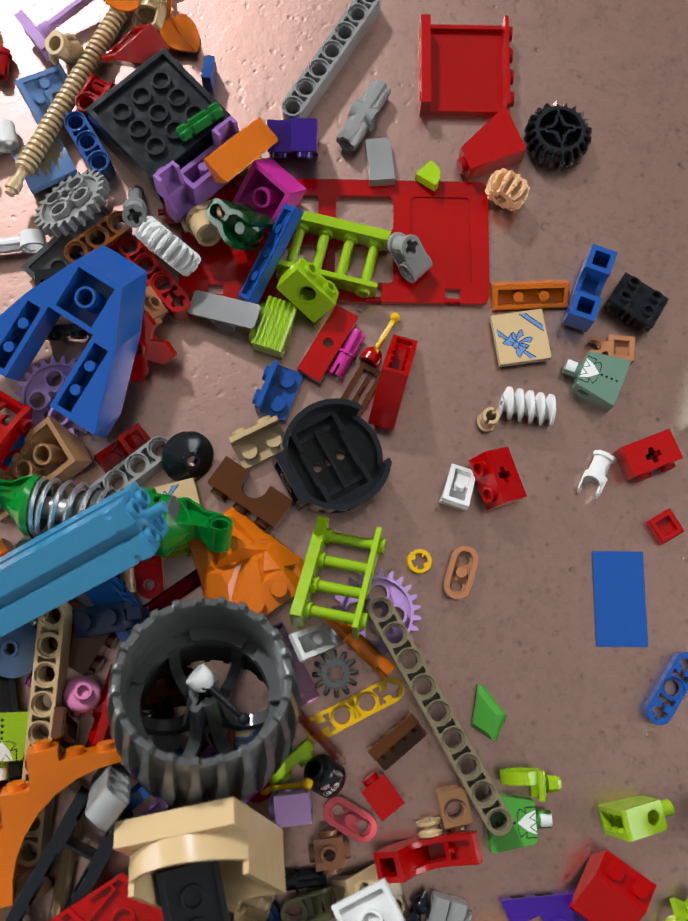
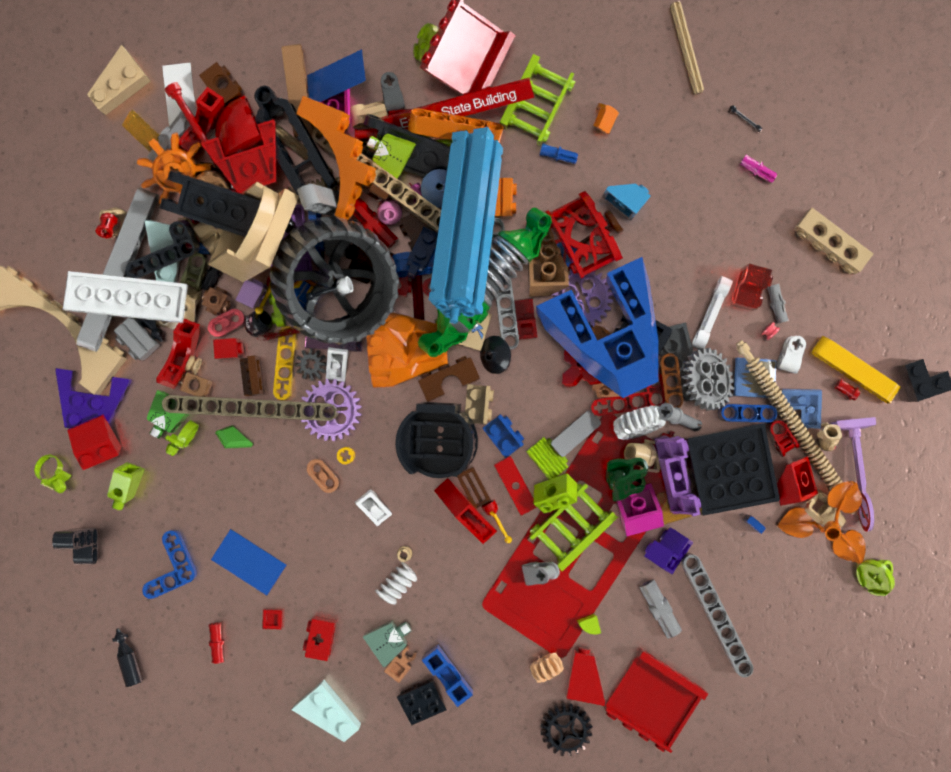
camera: 125 degrees right, 10 degrees up
(199, 121) = (707, 491): green axle -> none
(240, 151) = (672, 507): orange slope -> none
(271, 253) = (593, 484): blue tile -> none
(311, 583) = (383, 394): lime fence -> none
(347, 354) = (501, 494): dark pink axle -> none
(363, 648) = (317, 388): orange axle -> none
(379, 161) = (620, 598): light grey tile -> none
(497, 478) = (363, 534): red brick -> none
(520, 337) = (444, 610): tan tile -> none
(529, 294) = (470, 637): orange slope -> none
(597, 471) = (330, 600): white piece -> none

